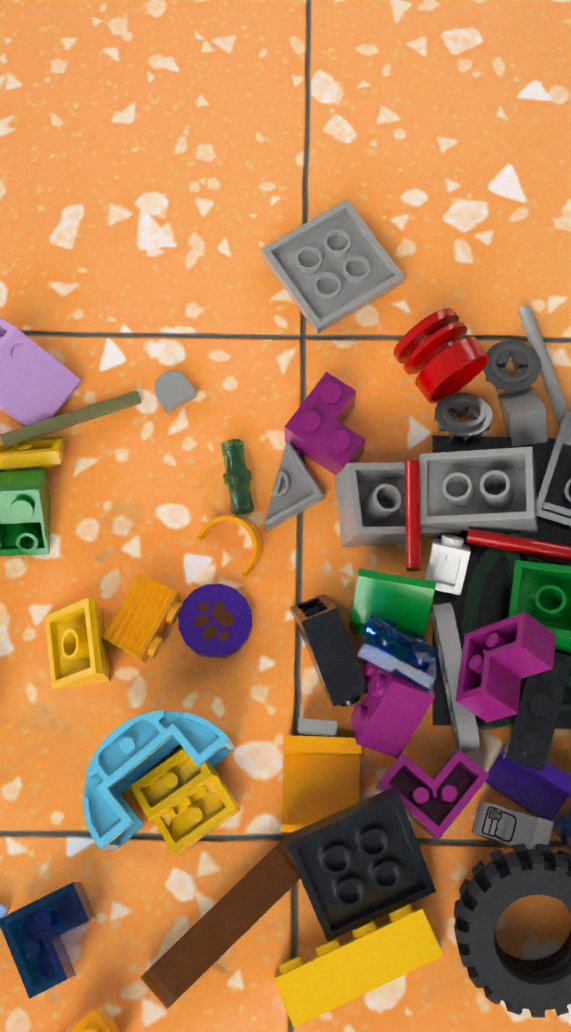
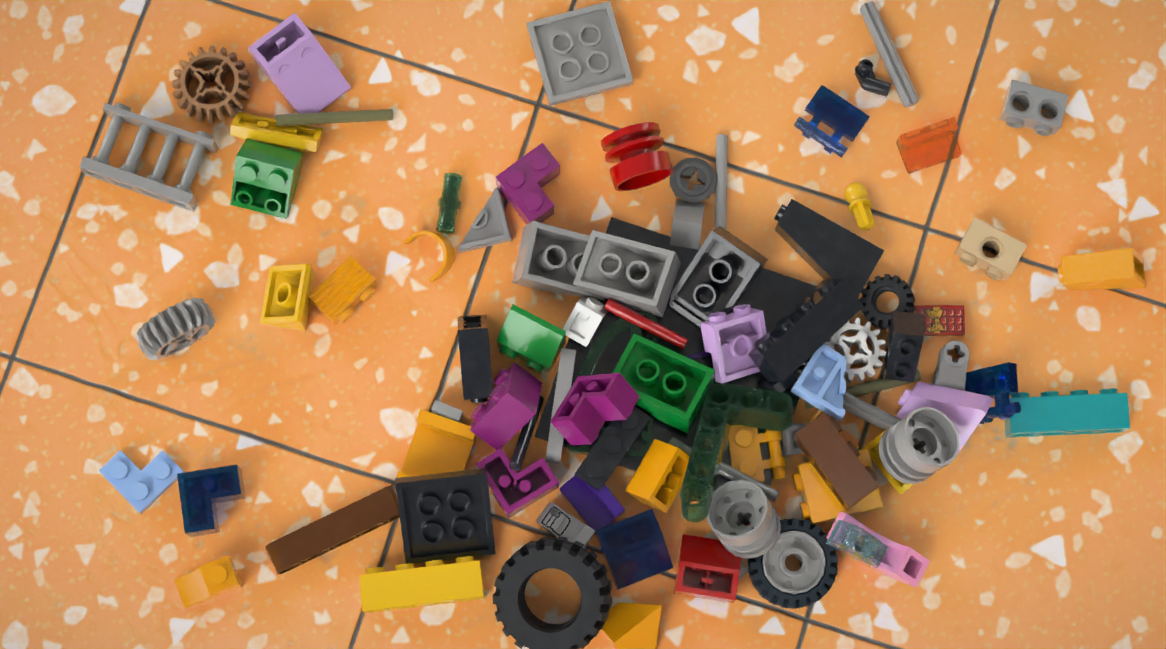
camera: 10 degrees right, 5 degrees up
(129, 755) = (306, 387): medium azure cylinder -> none
(173, 390) = (420, 118): light grey tile -> none
(184, 800) = (334, 432): yellow slope -> none
(215, 621) = (397, 309): dark purple tile -> none
(398, 652) = (522, 374): clear blue plate -> none
(412, 515) = (569, 276): red bar -> none
(427, 745) = (524, 439): none -> black bar
(456, 406) = (640, 198): dark grey gear -> none

